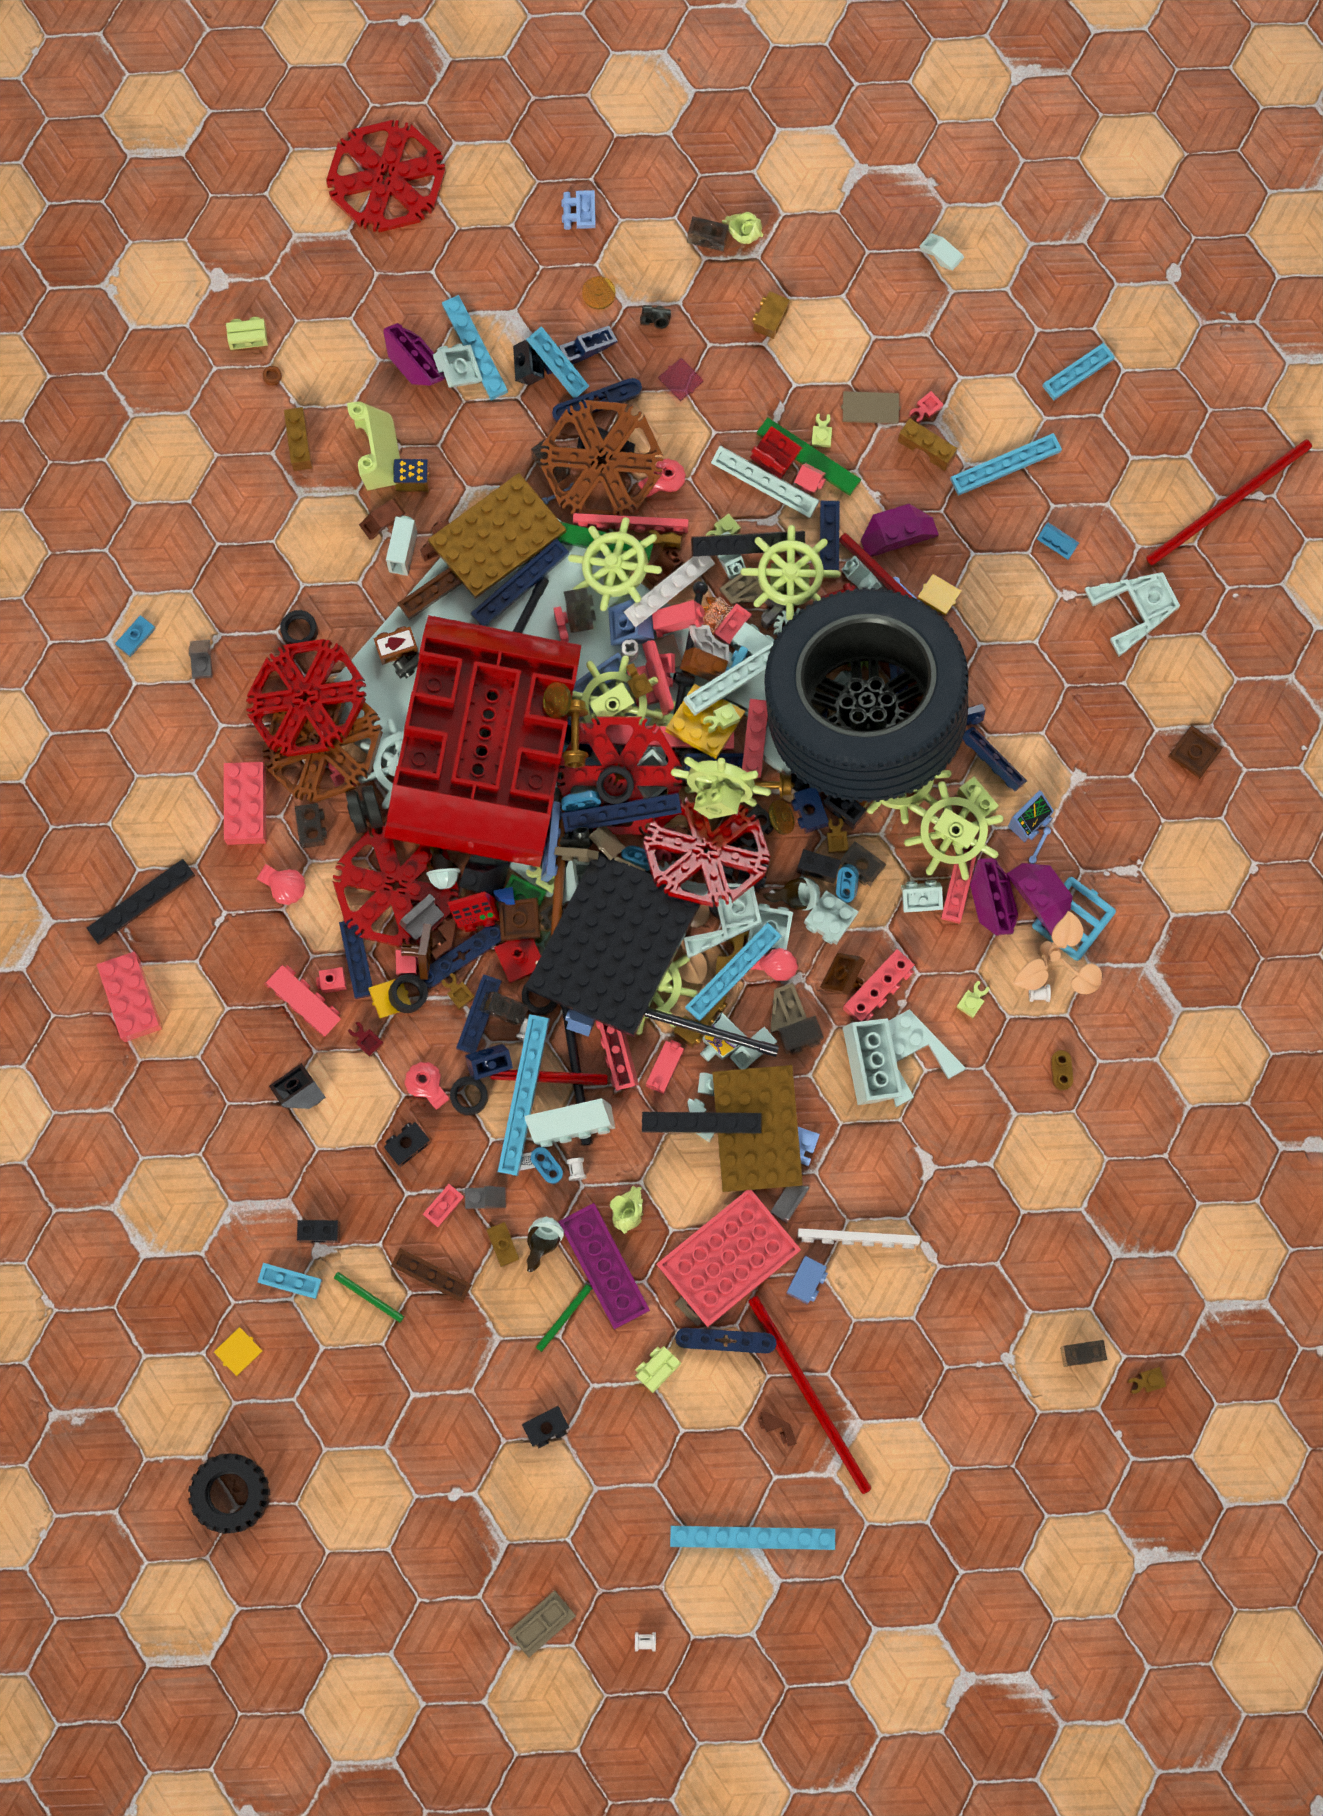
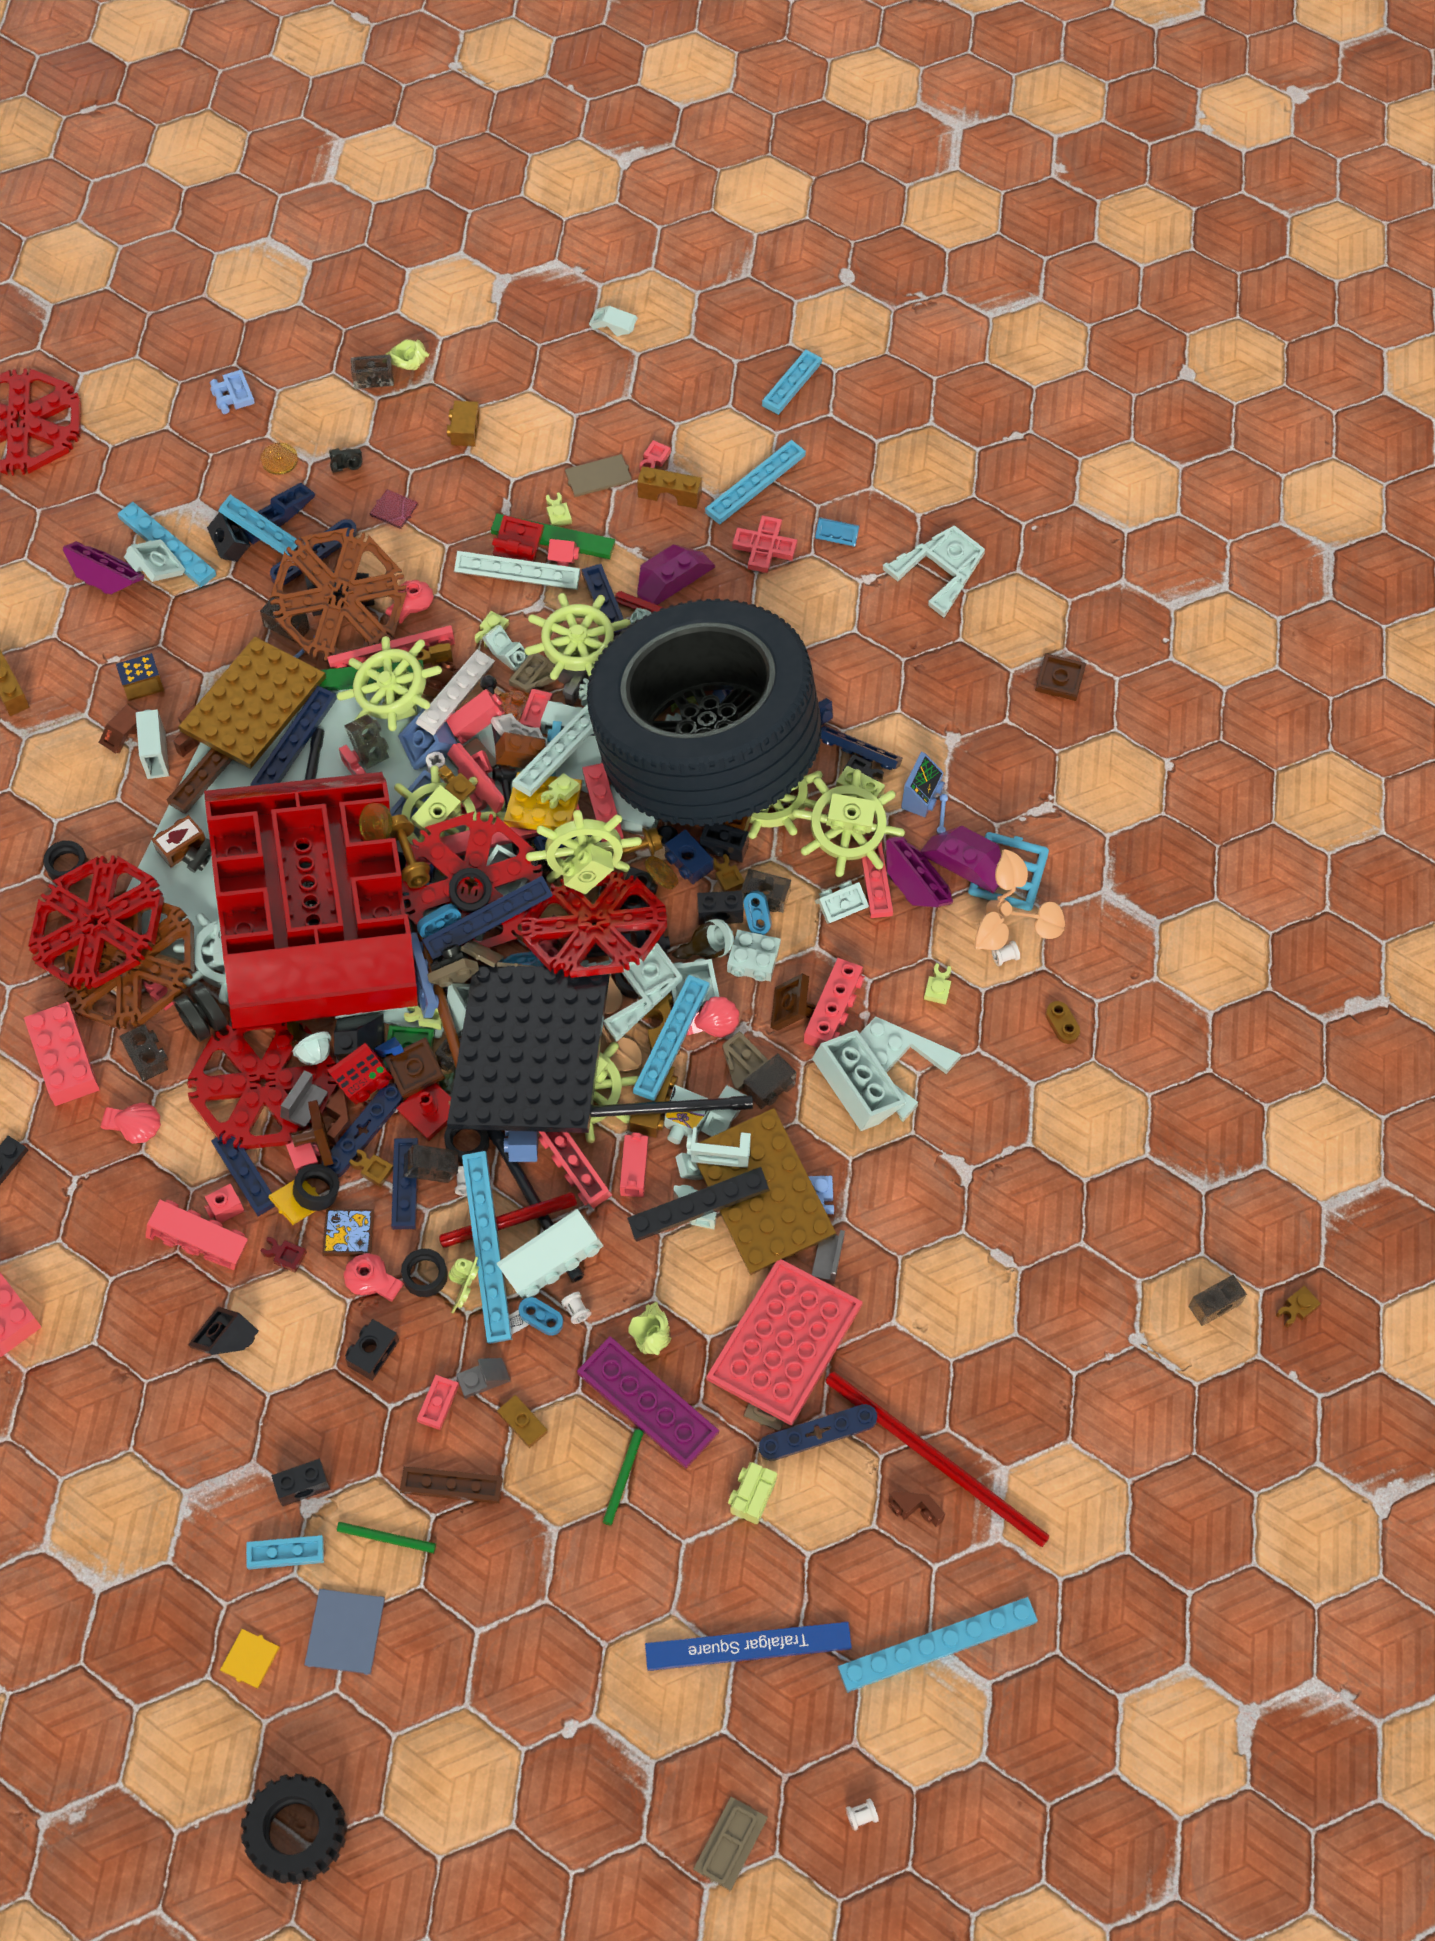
camera: 20 degrees left, 15 degrees down
(314, 1357) = (344, 1631): none -> sand blue piece
(378, 467) = (98, 673): yellowish green windscreen -> none
(421, 1039) = (348, 1232): none -> tile
(488, 1061) = (434, 1225): dark blue brick -> none
(500, 1111) = (463, 1273): none -> yellowish green hinge
(533, 1427) = (654, 1592): black brick -> none
(542, 1239) = (566, 1396): piece -> none
(609, 1484) = (748, 1646): none -> blue tile
(737, 543) = (506, 632): black plate -> none
(749, 1100) = (719, 1154): none -> light aqua panel
(806, 1280) = (881, 1334): medium blue brick -> none
(849, 1238) = (927, 1265): white plate -> none
(987, 779) = (864, 766): none -> black plate
(989, 530) = (764, 544): none -> coral plate
(1229, 502) = (989, 449): red axle -> none

